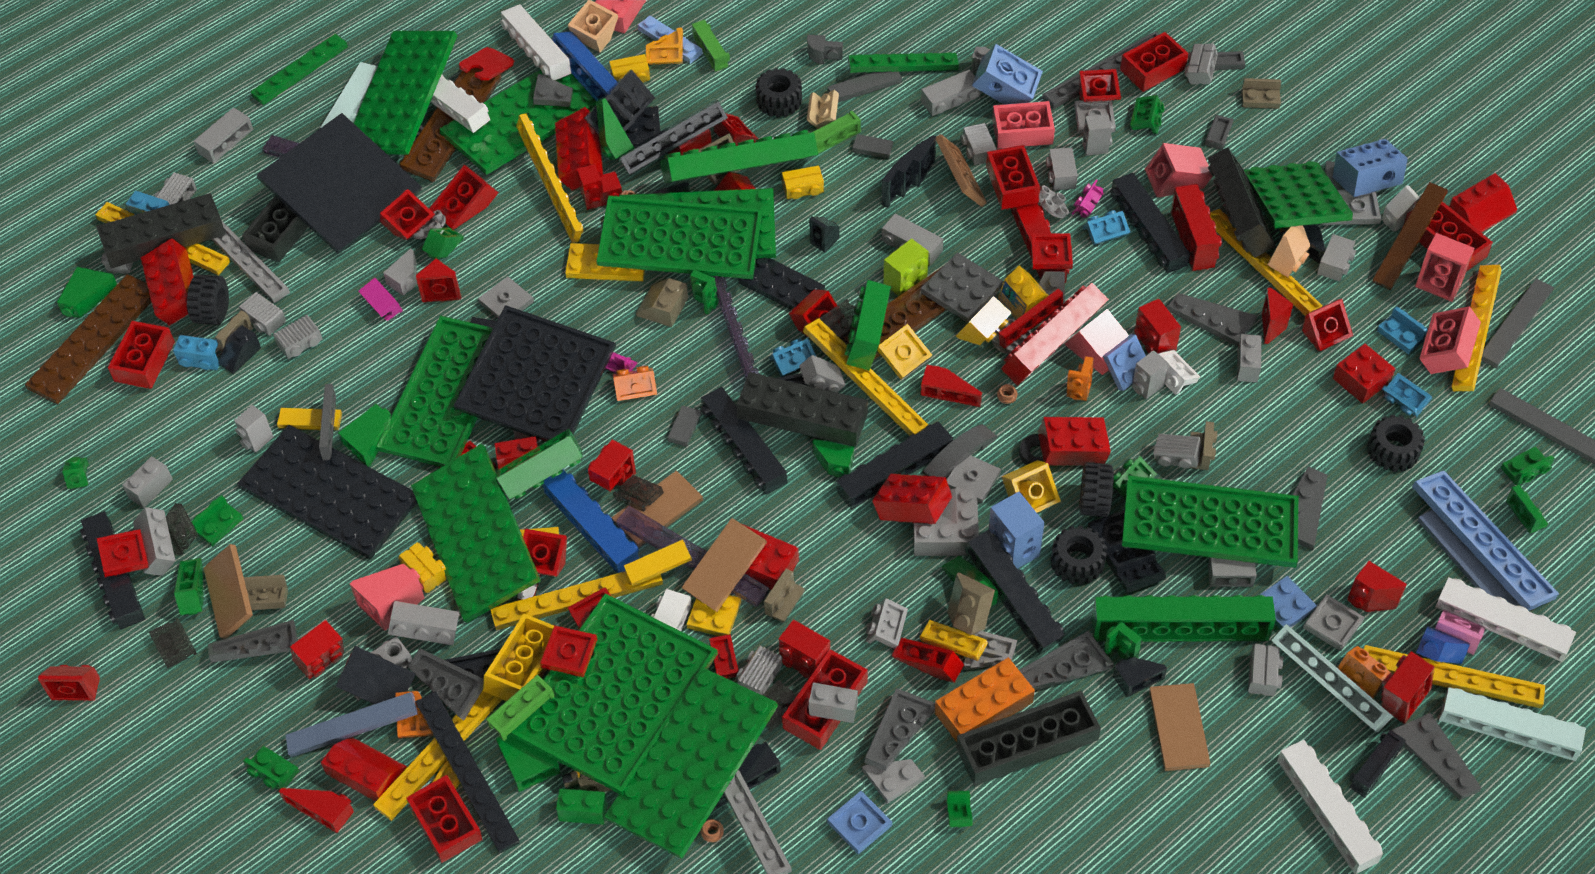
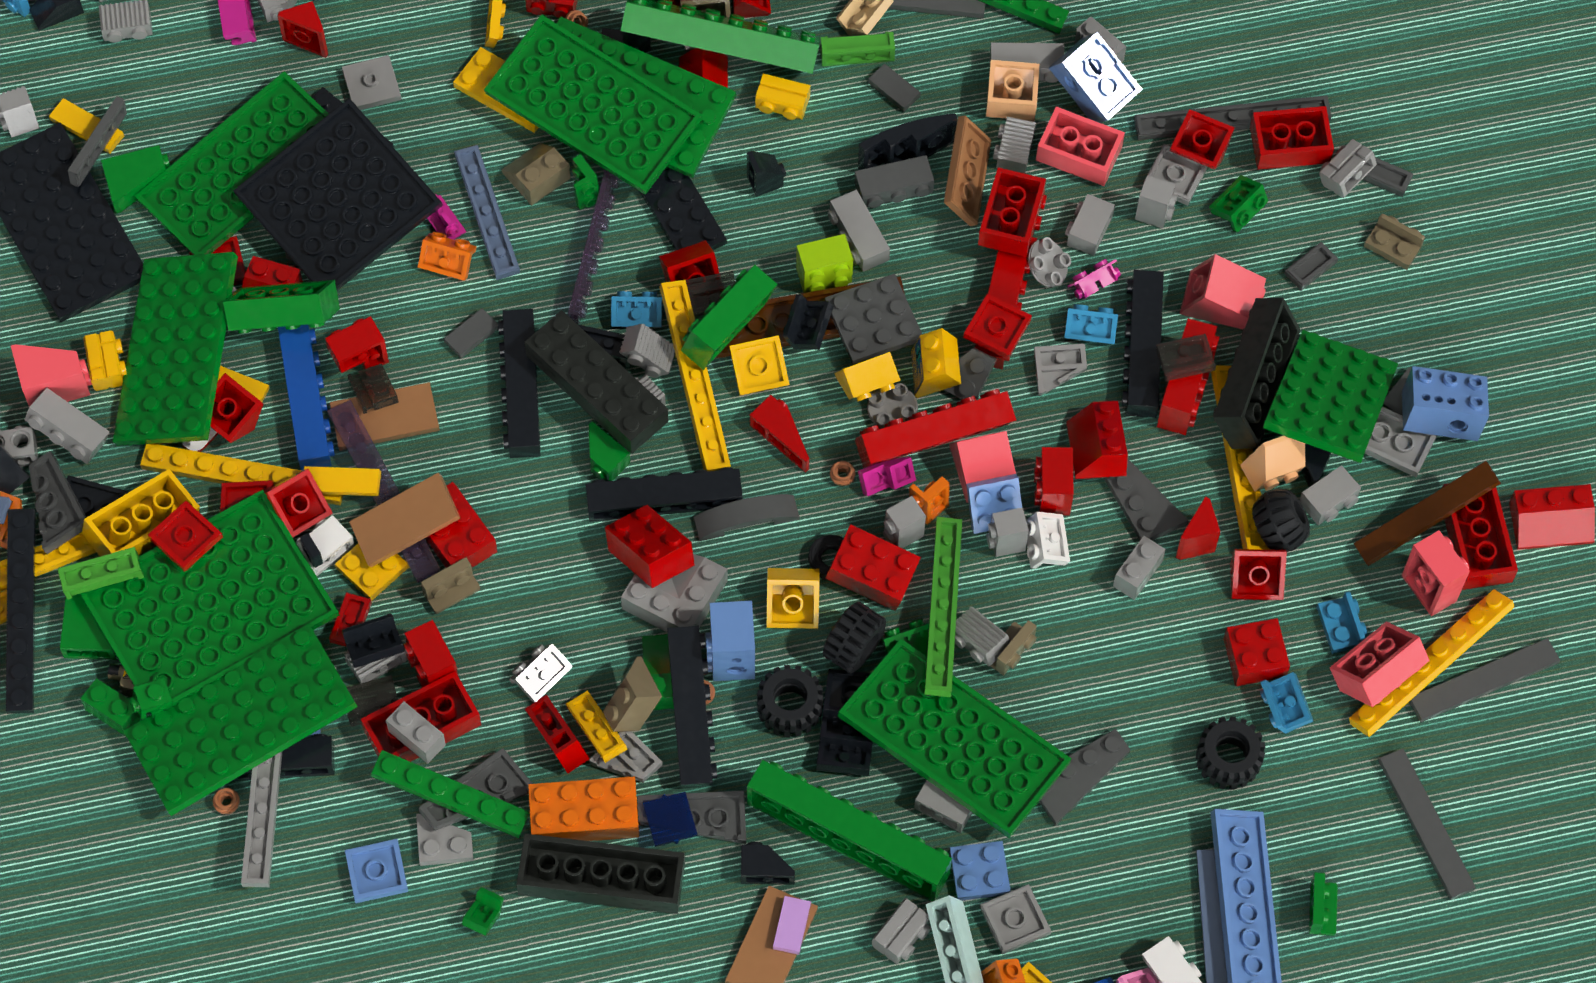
camera: 25 degrees right, 10 degrees up
(613, 779) = (150, 697): none -> green bracket
(637, 589) = (298, 502): none -> red slope
(643, 344) = (487, 212): none -> sand blue tile
(669, 617) = (311, 550): none -> black tile
(756, 657) = (372, 640): none -> black bracket
(882, 736) = (450, 794): none -> green plate
(915, 198) = (894, 181): none -> dark grey brick
(921, 308) = (807, 323): none -> black bracket
(955, 111) = (1012, 90): none -> light nougat slope
(974, 474) = (741, 552): light grey plate -> none
(1031, 318) = (921, 397): red tile -> none
(1039, 379) = (887, 474): none -> dark pink slope
(1050, 675) = (670, 819): none -> clear blue piece
(1076, 399) = (904, 523): none -> light grey brick
(1102, 261) = (1058, 365): none -> light grey wing
(1123, 641) = (763, 815): green bracket -> none
(1142, 442) = (943, 607): none -> bright green plate
(1170, 286) = (1098, 441): none -> red slope
(1186, 704) = (791, 925): none -> lavender tile
(1193, 208) = (1185, 357): none -> clear smoke plate
(1320, 283) = (1281, 520): none -> black wheel
(1376, 589) = (1079, 907): red slope -> none
(1398, 207) = (1443, 471): white slope -> none
(1527, 466) = (1364, 855): green bracket -> none

